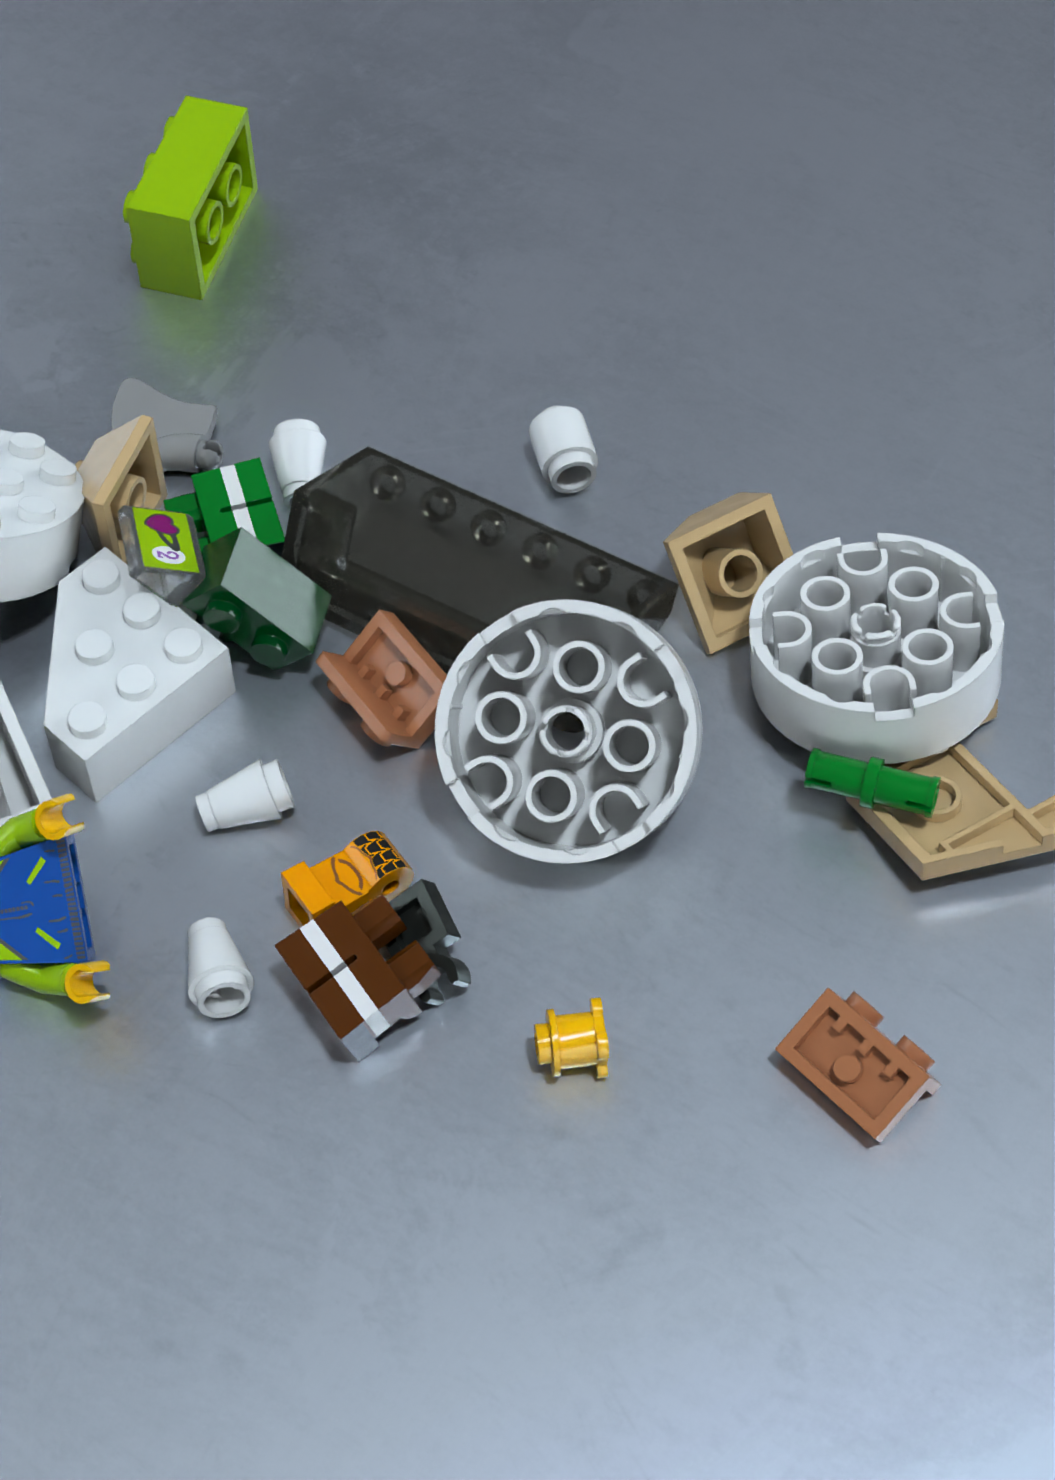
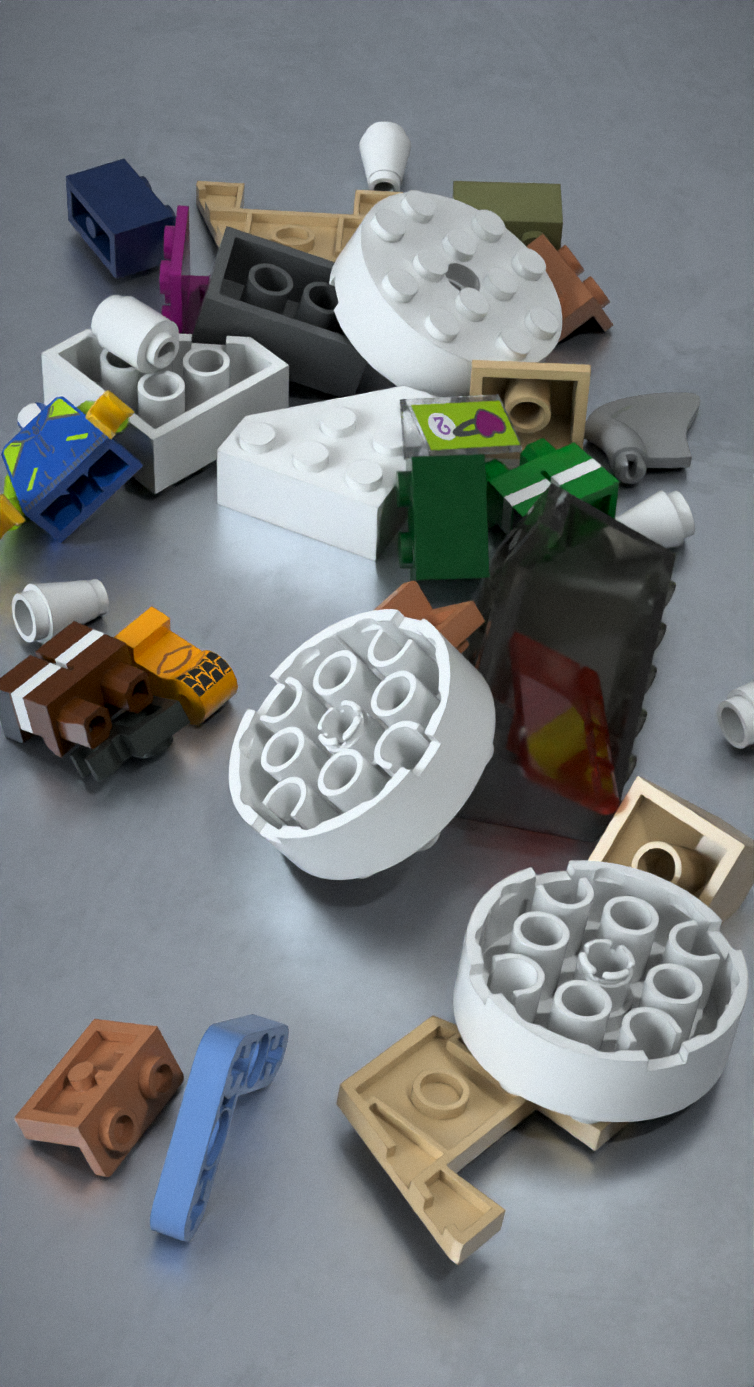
camera: 70 degrees right, 10 degrees down
(246, 797) = (250, 587): white cone -> none
(573, 1040) = (57, 865): yellow brick -> none
(610, 583) = (562, 726): none -> clear red windscreen
(872, 782) = (421, 1019): green pin -> none
(943, 942) = (229, 1062): none -> medium blue beam

